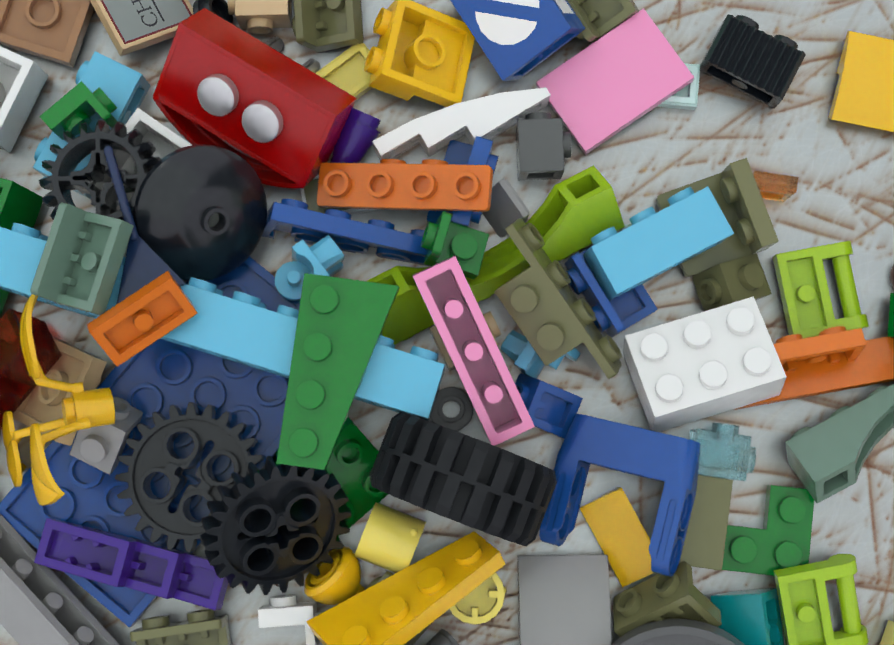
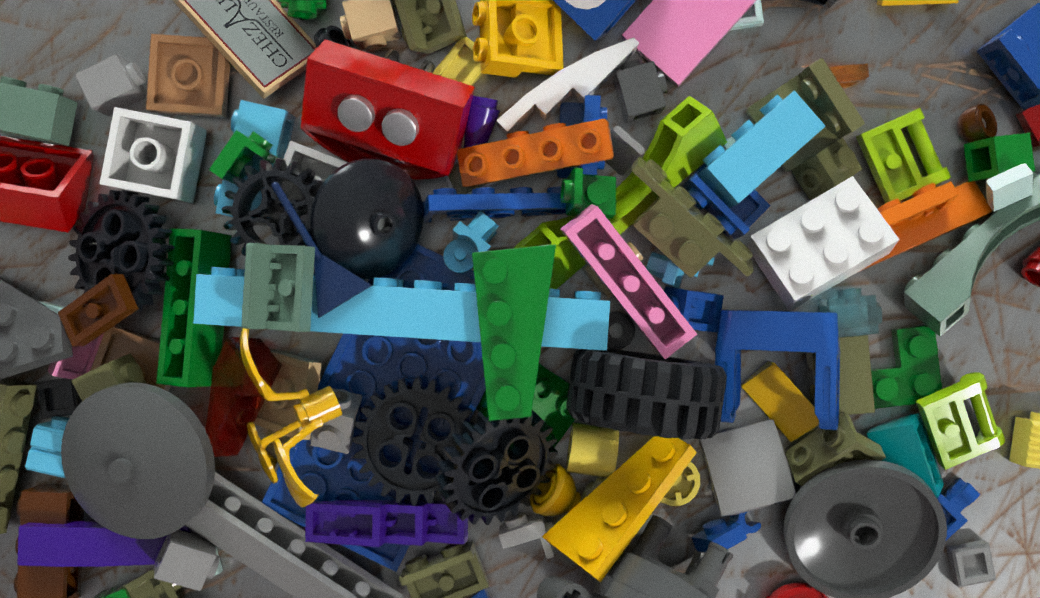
camera: 15 degrees left, 5 degrees up
(142, 318) = (343, 325): orange plate -> none

